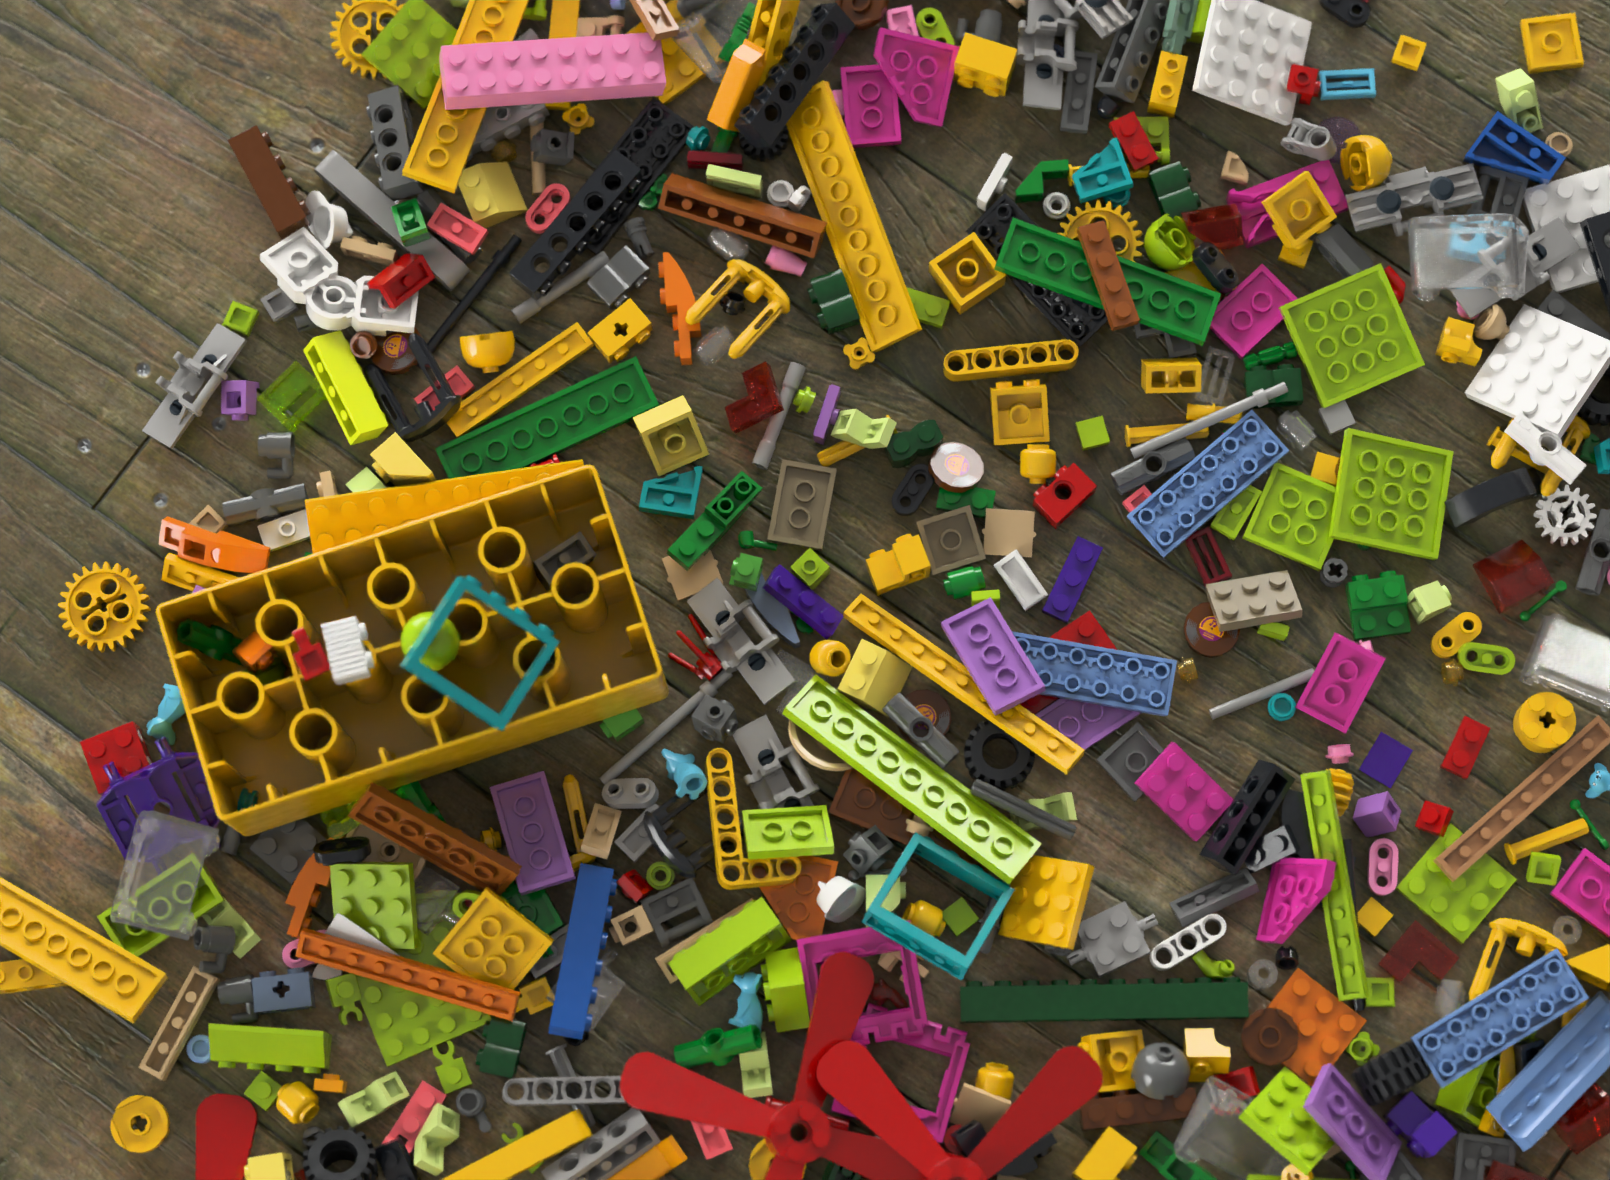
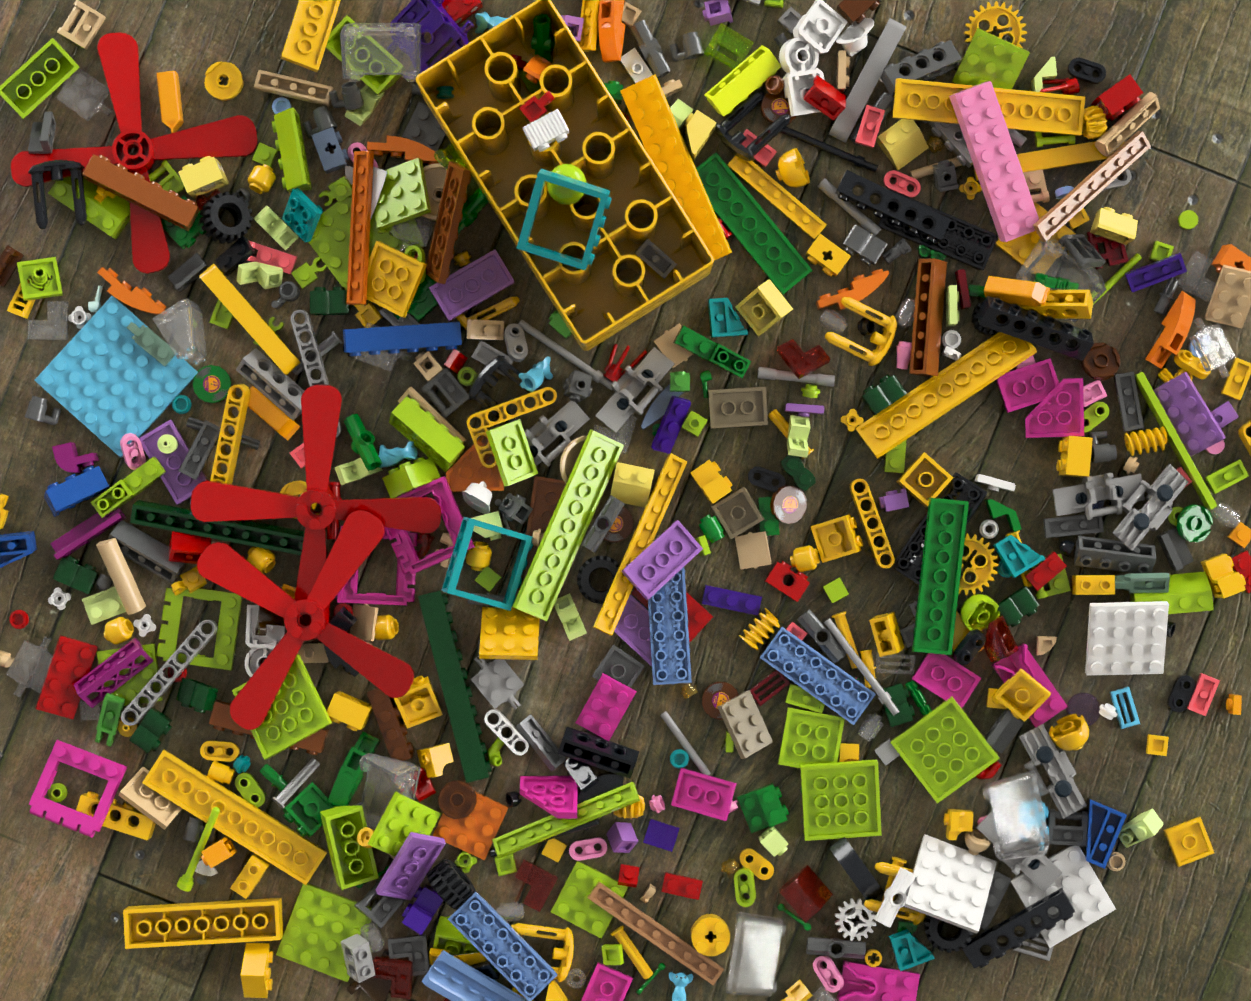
camera: 70 degrees right, 10 degrees up
(330, 1083) = (279, 197): light orange plate -> none
(342, 850) = (428, 163): black plate -> none
(362, 1049) = (304, 212): none -> teal plate
(410, 222) = (866, 92): green slope -> none
(698, 138) = (975, 273): teal plate -> none
(830, 658) = (637, 452): yellow head -> none
(985, 322) = (894, 500): none -> medium lavender brick
(1021, 580) = (722, 566): white tile -> none
(1023, 809) = (566, 604): dark grey axle -> none
(1108, 275) = (943, 575): dark orange plate -> none
(1123, 547) = (760, 629): none -> yellow piece
(1161, 1071) = (415, 733): dark grey cylinder -> none
(1255, 980) = (501, 781): clear brick -> none
(1304, 82) = (1116, 677): red bracket -> none
(1306, 137) = (1077, 687): light grey piece -> none
(1333, 564) = (778, 779): dark grey bush -> none
(1347, 106) = (1107, 711): none -> white plate
(1463, 794) = (649, 892): none -> tan tile

